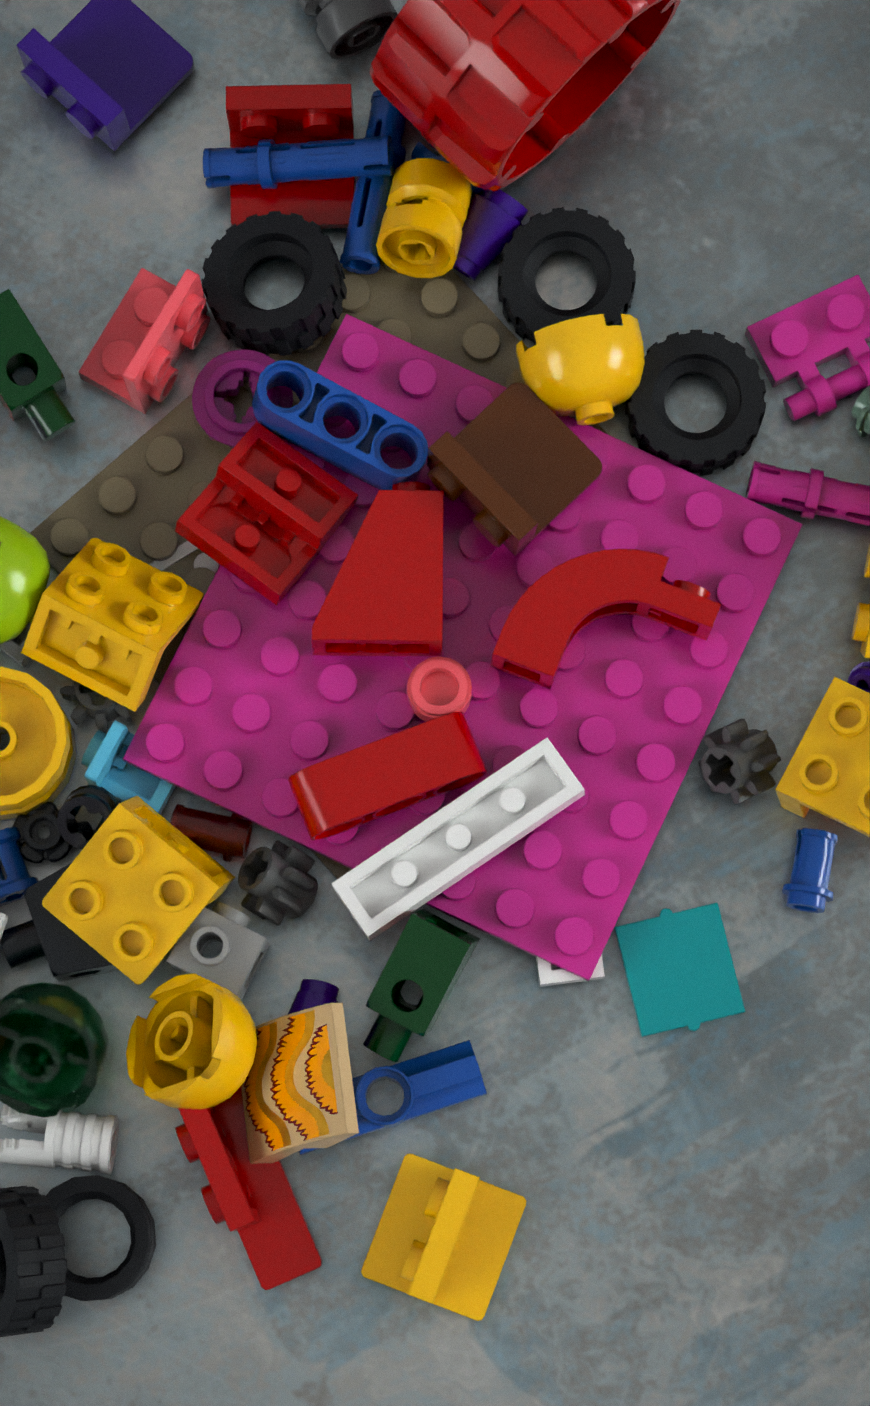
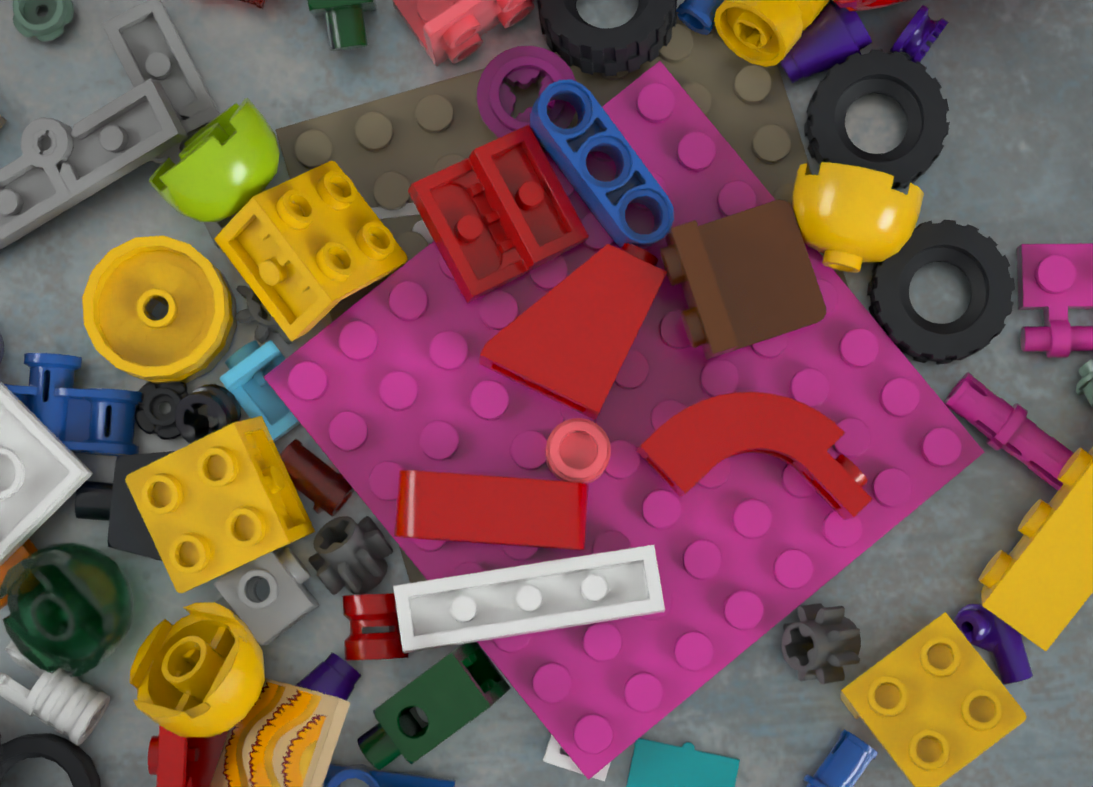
camera: 25 degrees right, 5 degrees up
(323, 923) = (372, 611): none -> red wheel
(565, 184) = (917, 33): none -> dark purple bush

